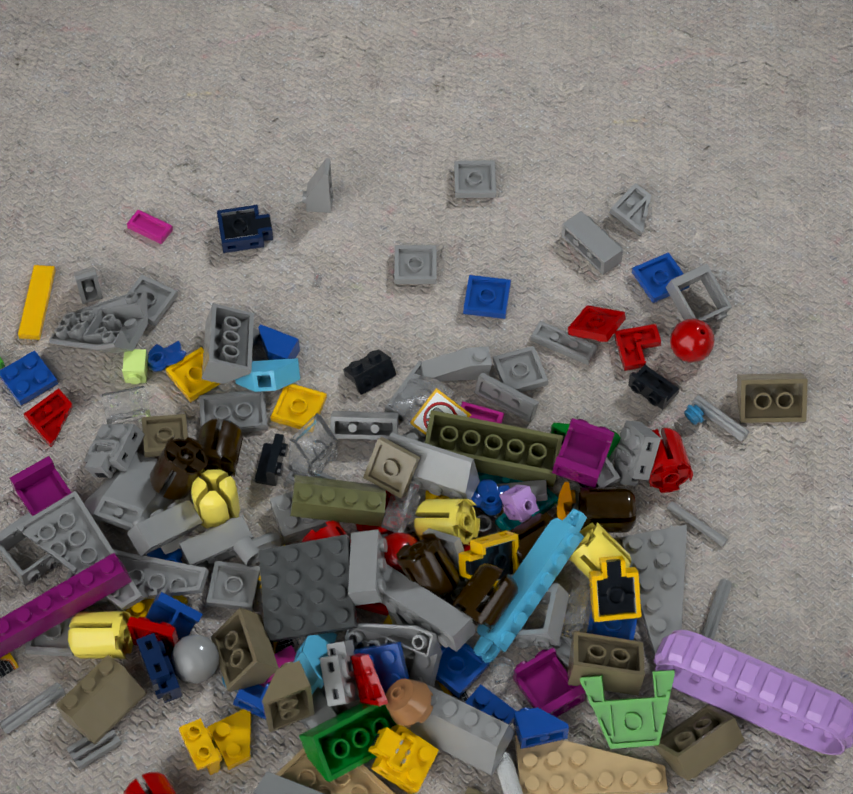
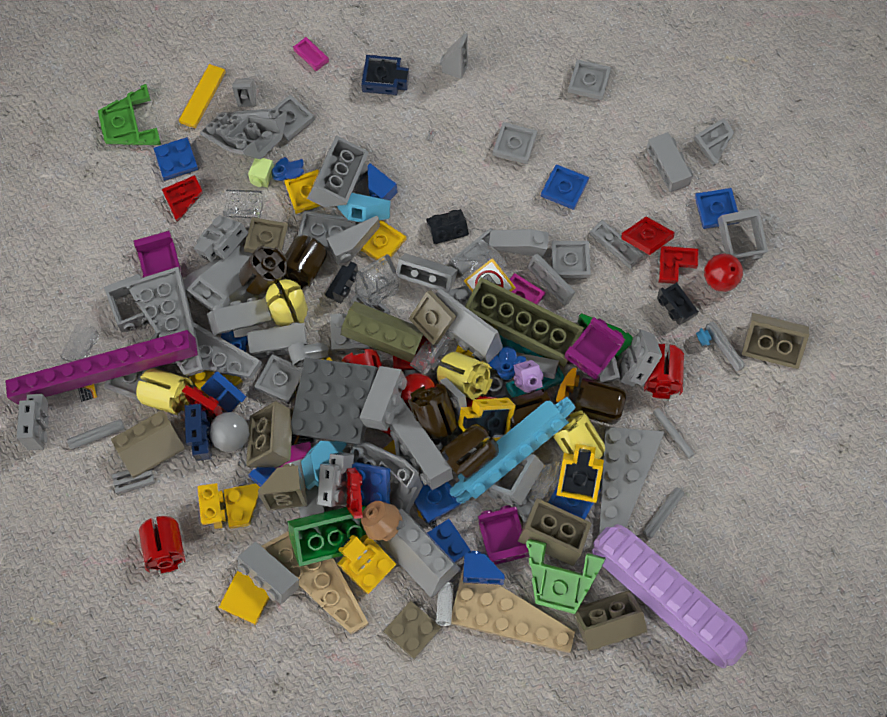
camera: 20 degrees right, 10 degrees up
(265, 414) = (350, 241): none -> light grey slope

